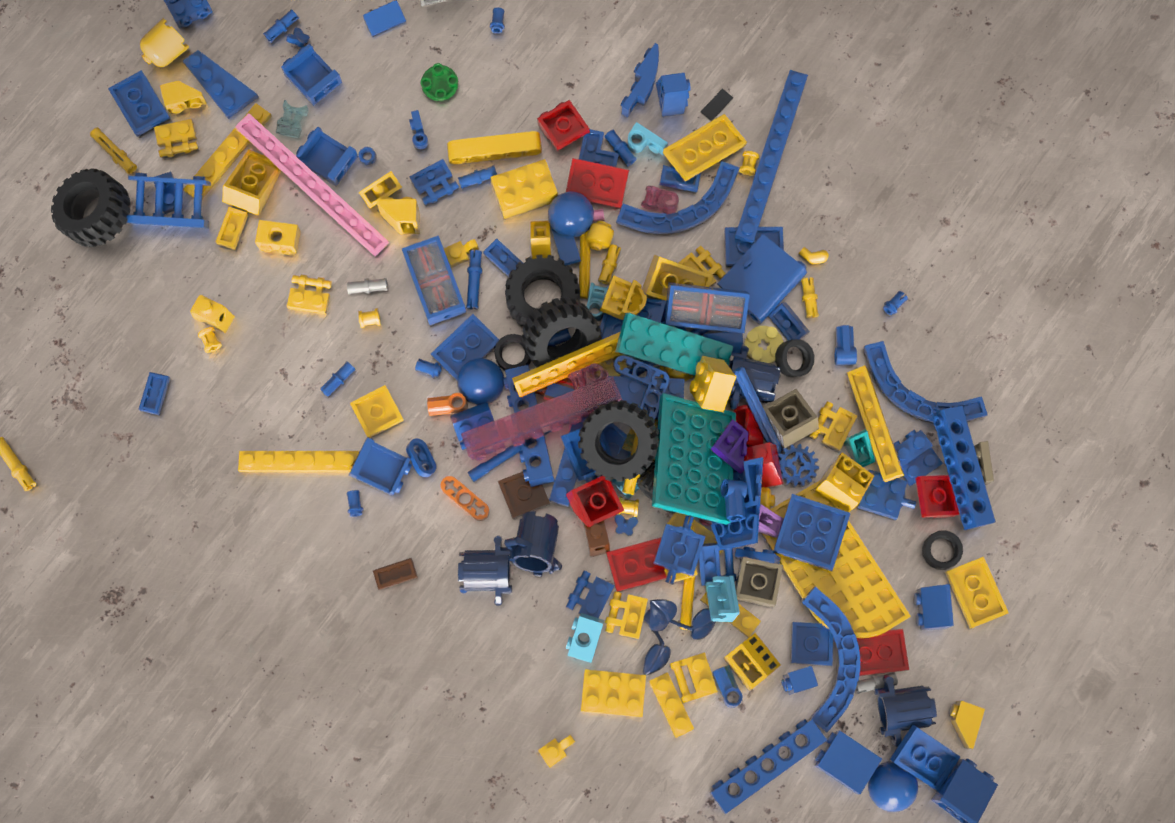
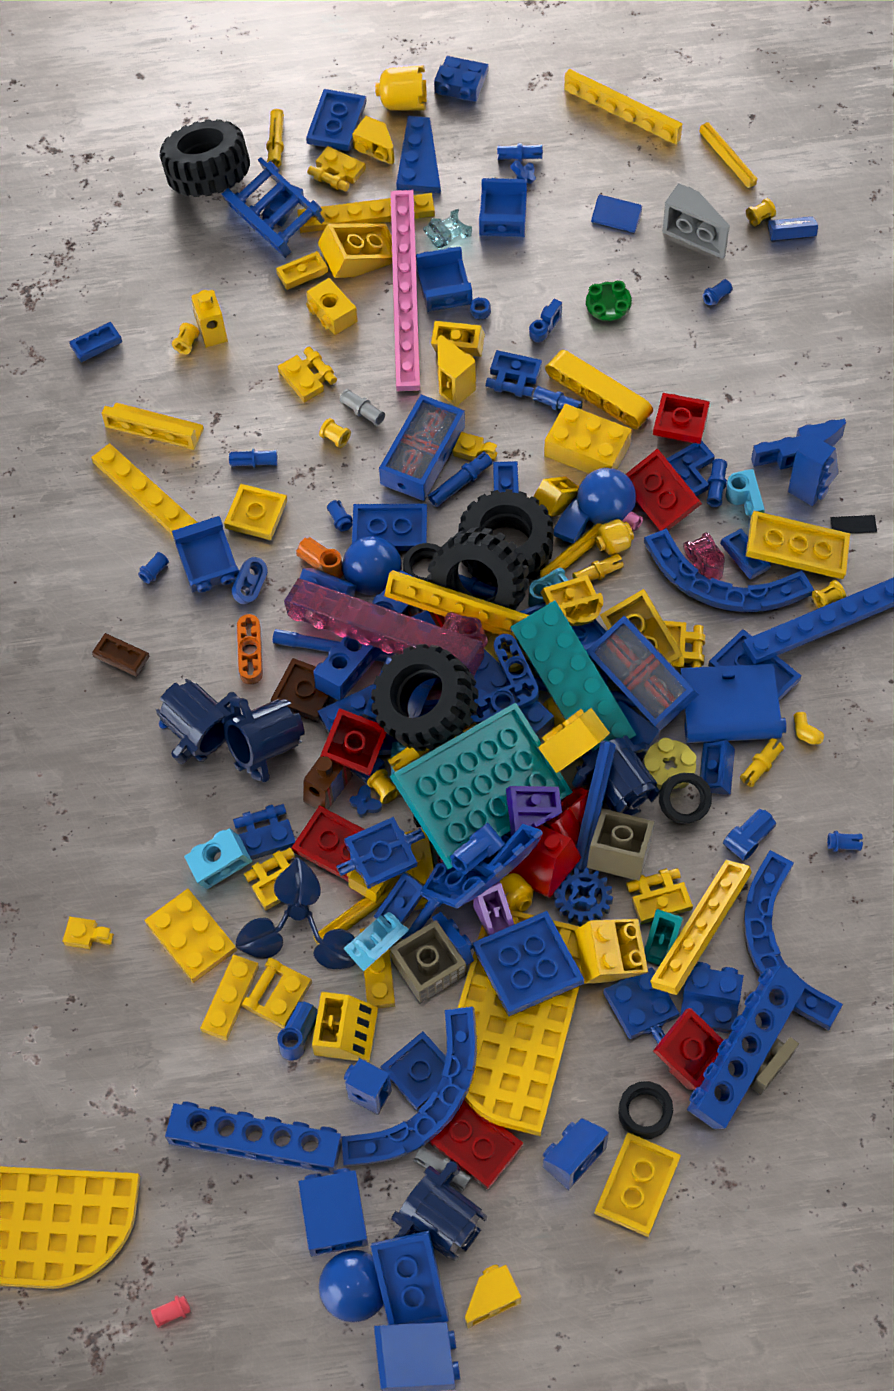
camera: 50 degrees right, 15 degrees down
(251, 413) = (152, 425): none -> yellow panel

